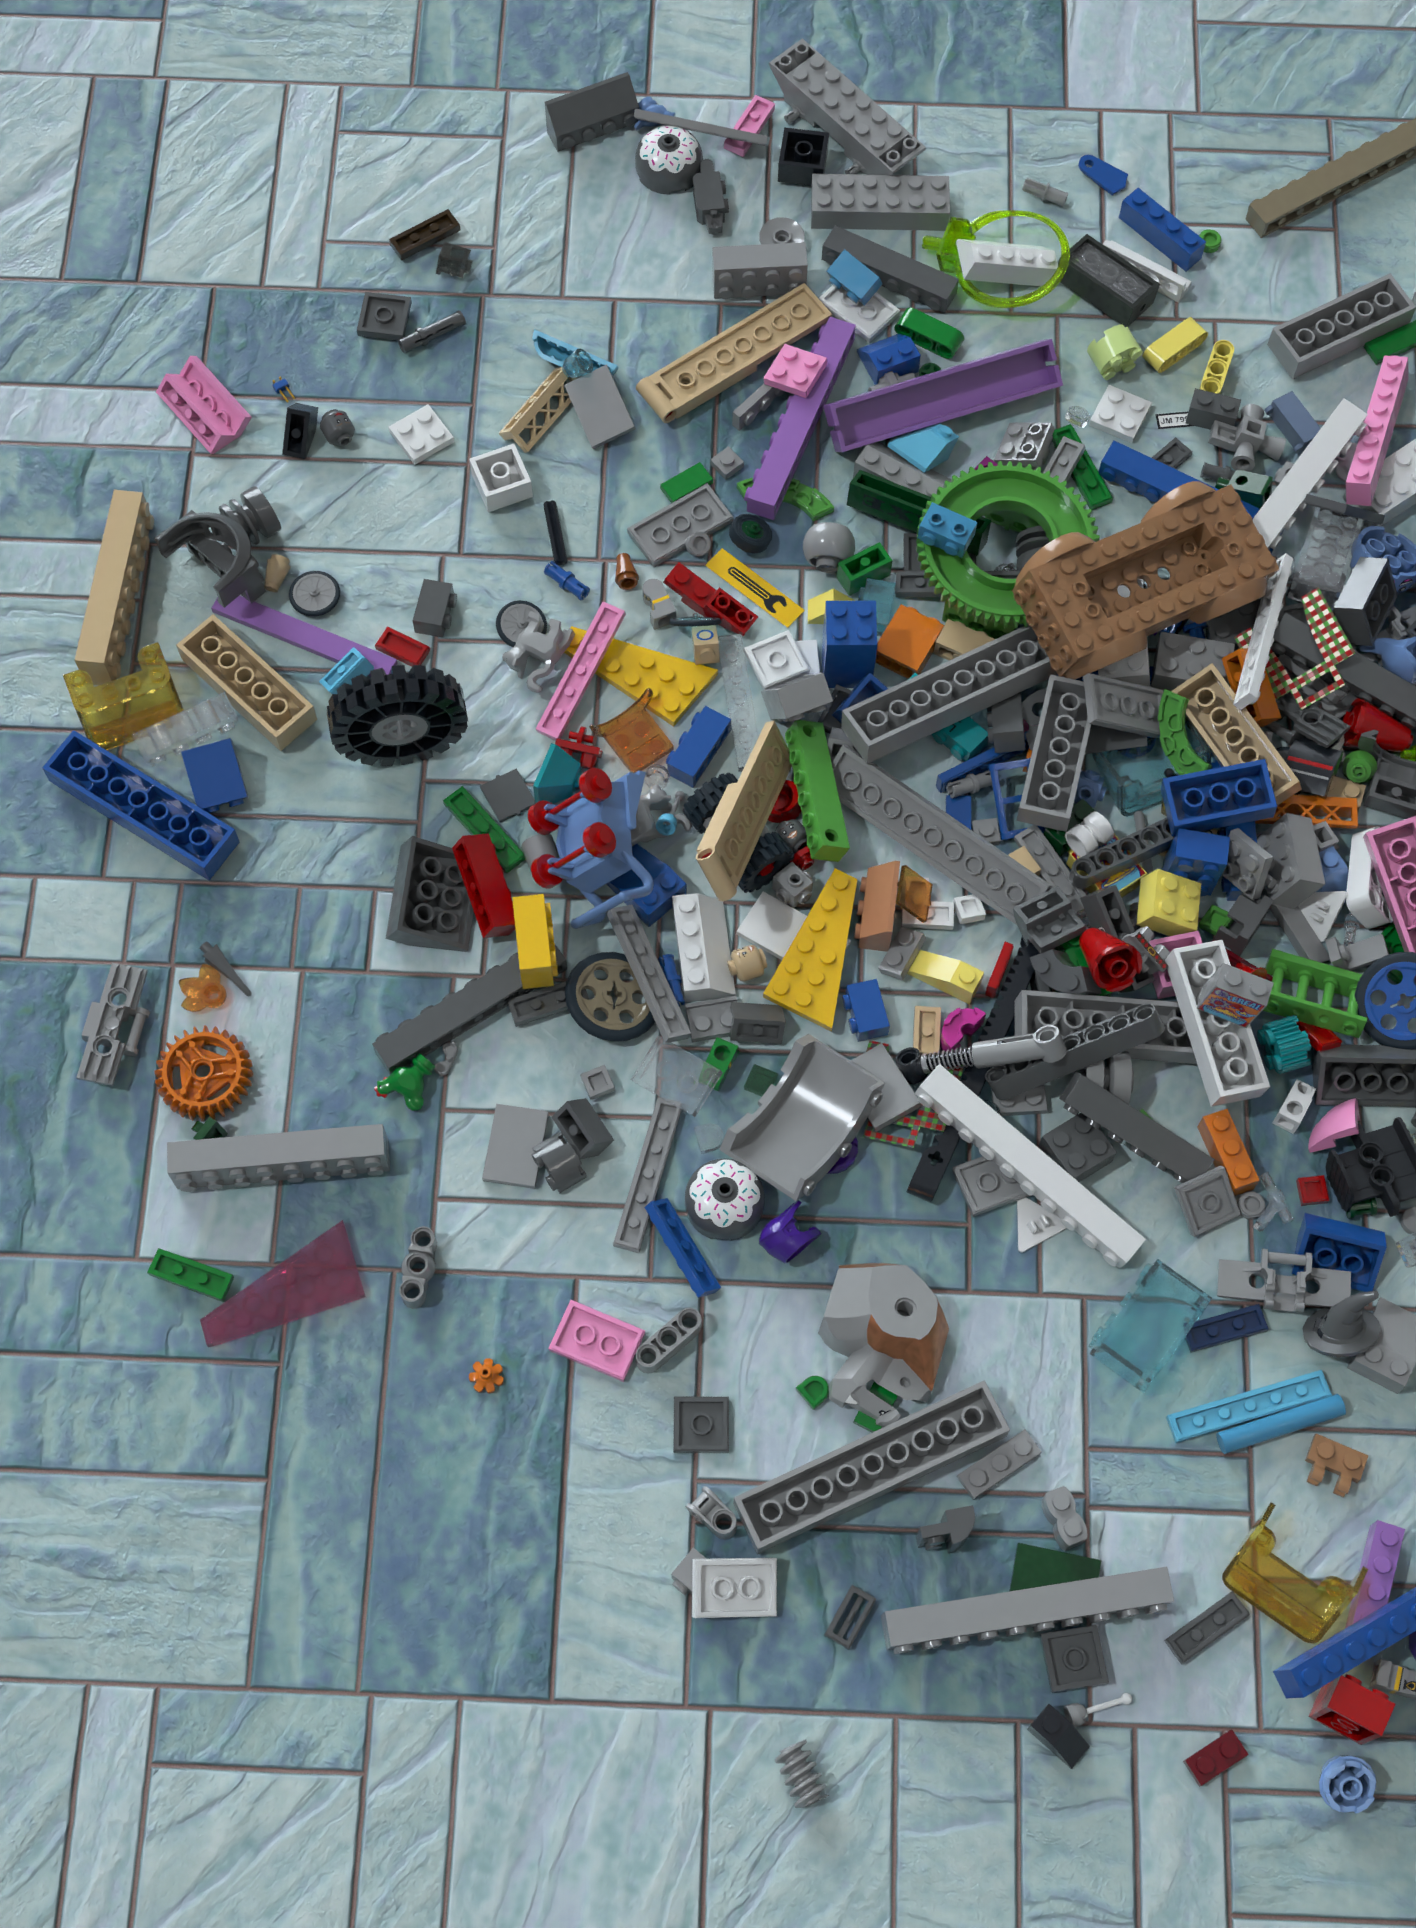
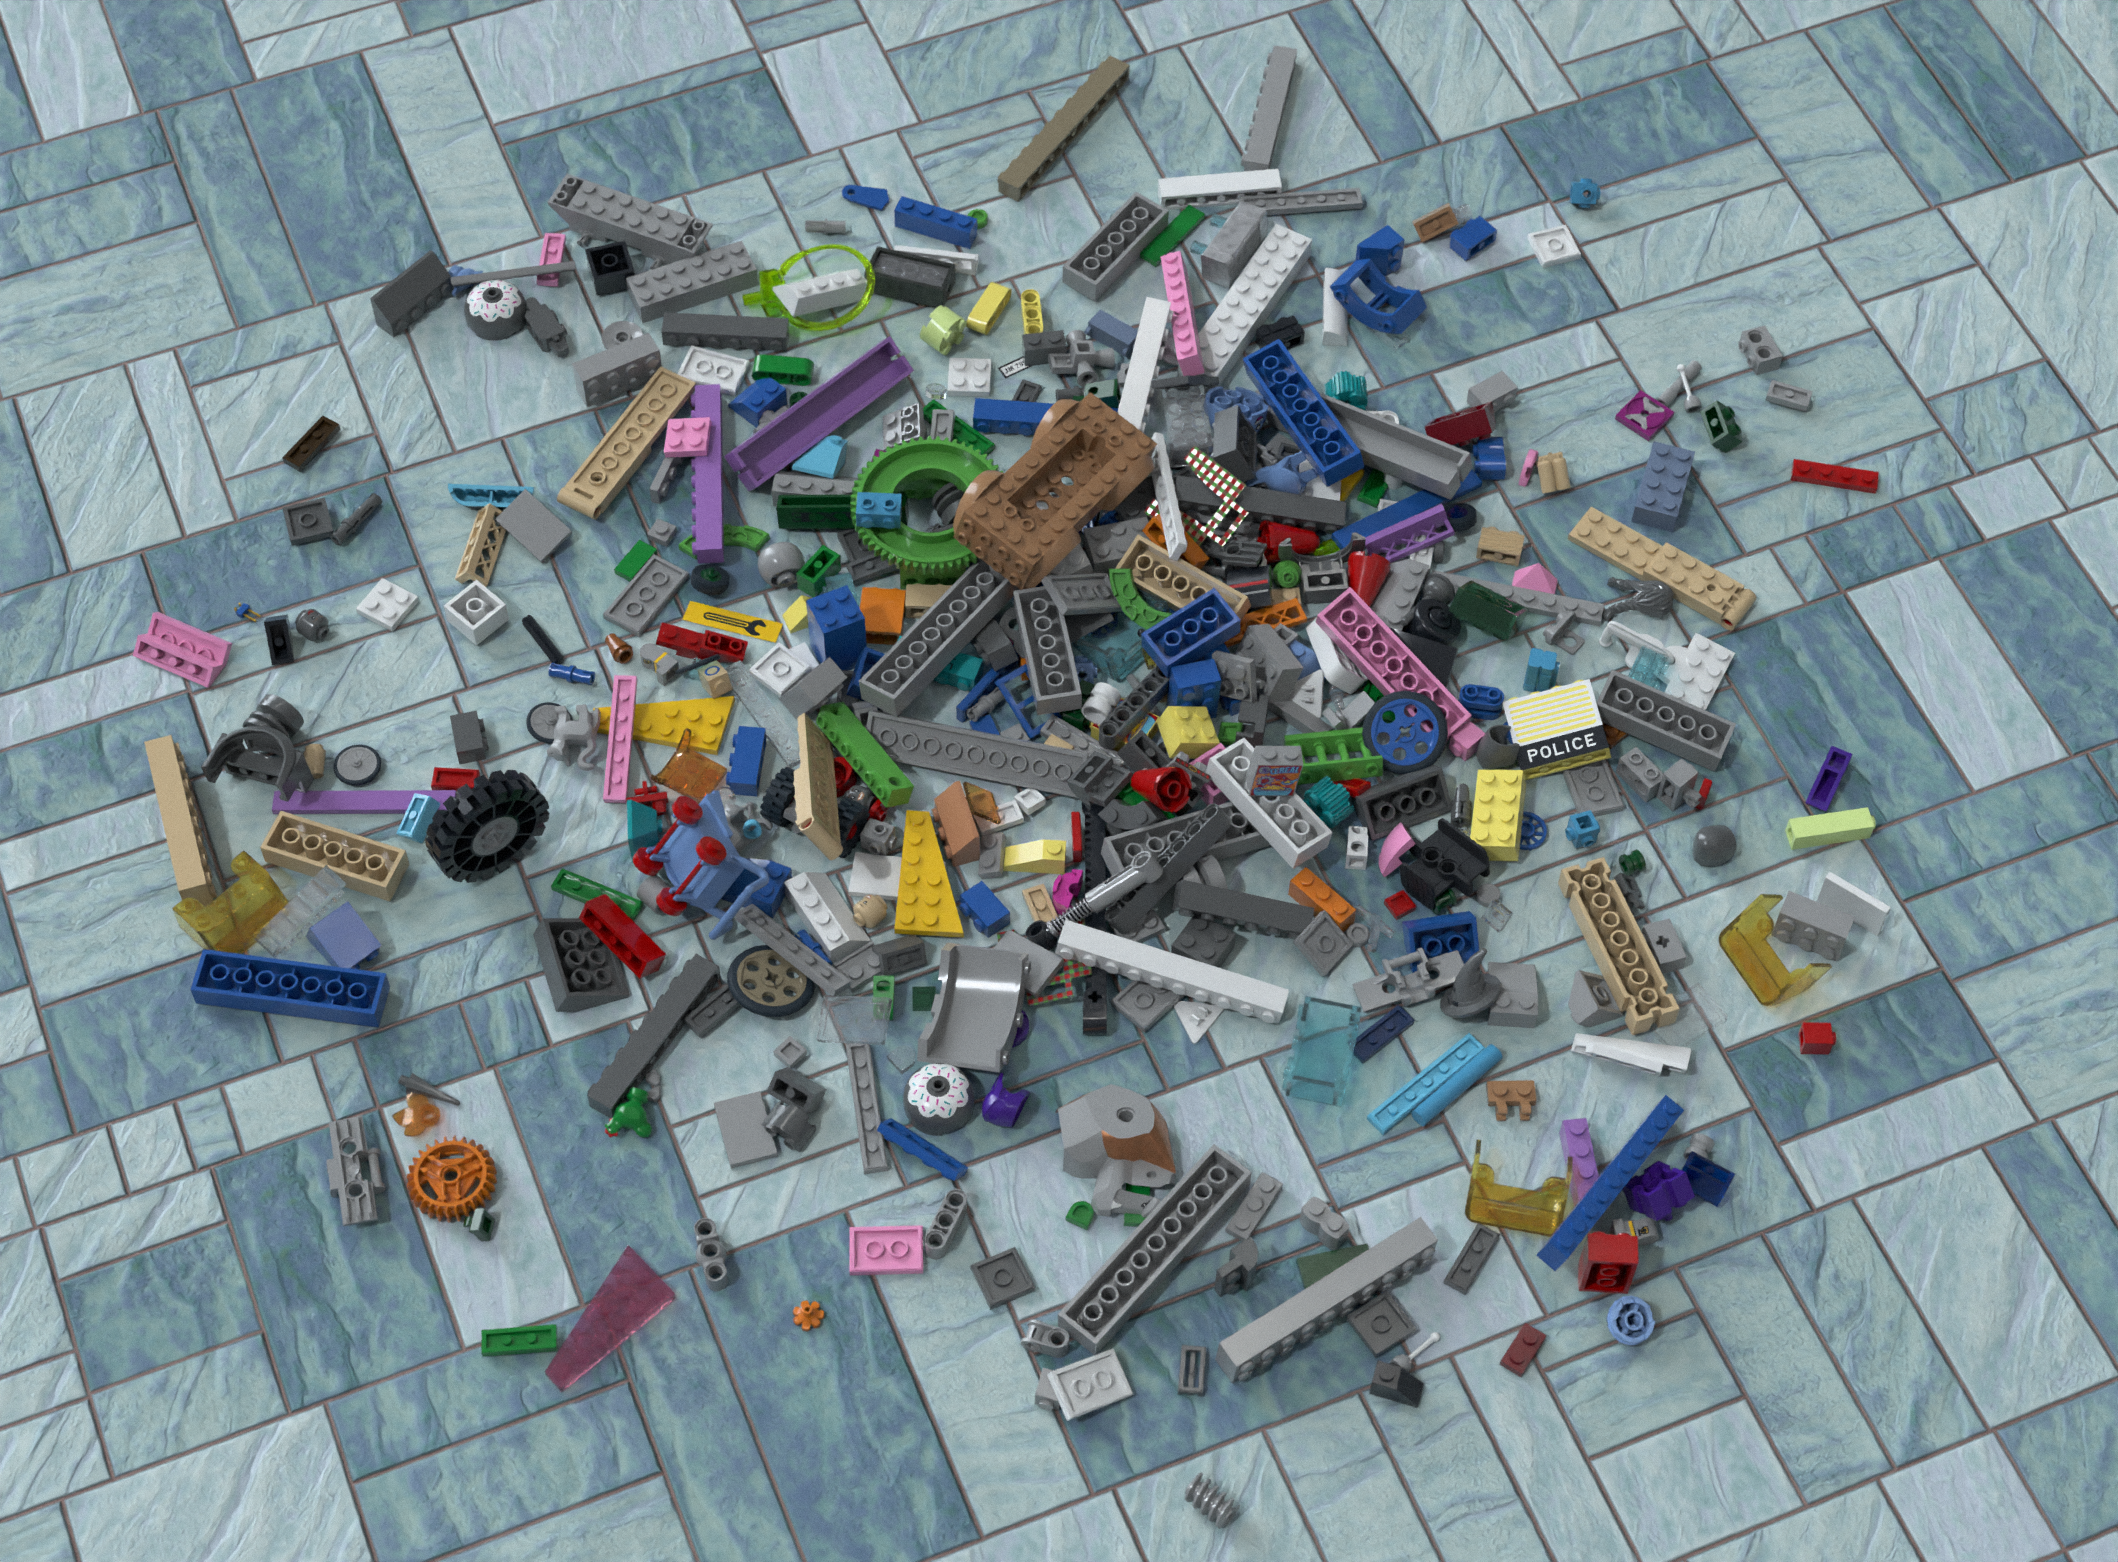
camera: 25 degrees left, 10 degrees down
(278, 1157) = (551, 1215): light grey brick -> none
(454, 260) = (348, 455): clear smoke brick -> none
(507, 795) = (604, 861): dark grey piece -> none
(535, 941) = (688, 958): yellow brick -> none
(577, 364) = (500, 498): clear light blue hat -> none
(698, 544) = (669, 604): light grey tile -> none
(854, 278) = (701, 348): dark azure brick -> none

